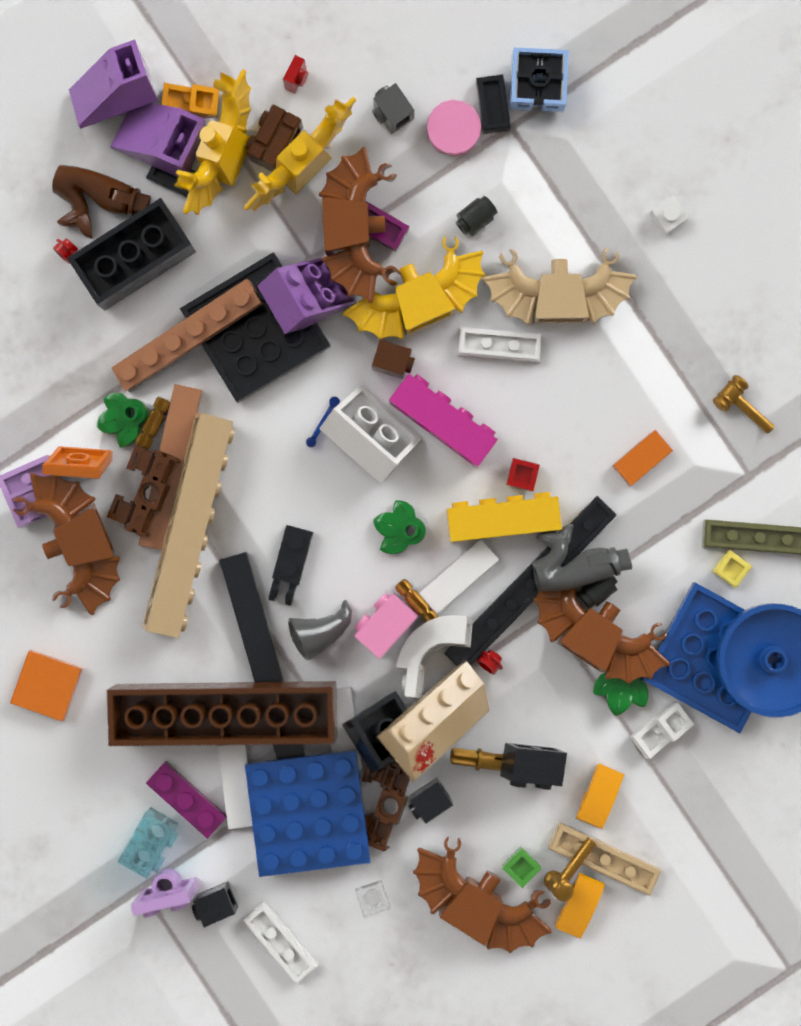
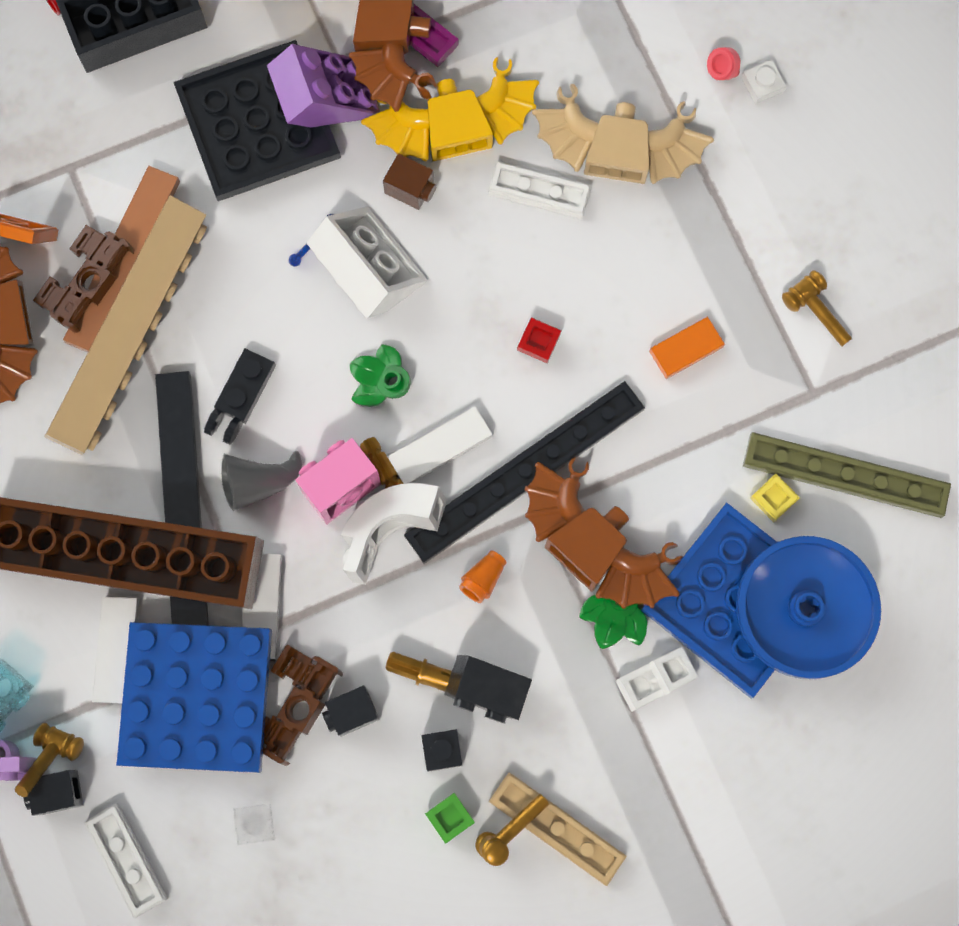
camera: 10 degrees right, 10 degrees down
(118, 419) = (75, 195): green plate -> none
(152, 423) = (113, 205): pearl gold axle -> none
(186, 799) = (49, 657): magenta plate -> none
(187, 335) = (175, 112): nougat plate -> none
(207, 866) = (53, 743): none -> pearl gold piece
(369, 724) = (308, 610): black brick -> none
(436, 720) = (376, 606): tan slope -> none
(443, 420) = (455, 260): dark pink brick -> none
(475, 905) = (381, 854): dark orange torso -> none
(476, 216) = (538, 42): pearl dark grey brick -> none
(490, 661) = (458, 554): red plate -> none
(503, 518) = (506, 385): yellow brick -> none
(506, 818) = (441, 750): none -> black brick
(513, 676) = (482, 578): none -> orange cone
(581, 907) = (514, 882): light orange slope -> none
(584, 569) = (593, 457): dark grey piece -> none
(597, 592) = (606, 489): pearl dark grey brick -> none
(600, 796) = (564, 746): light orange slope -> none
(634, 207) = (723, 63): none -> coral tile

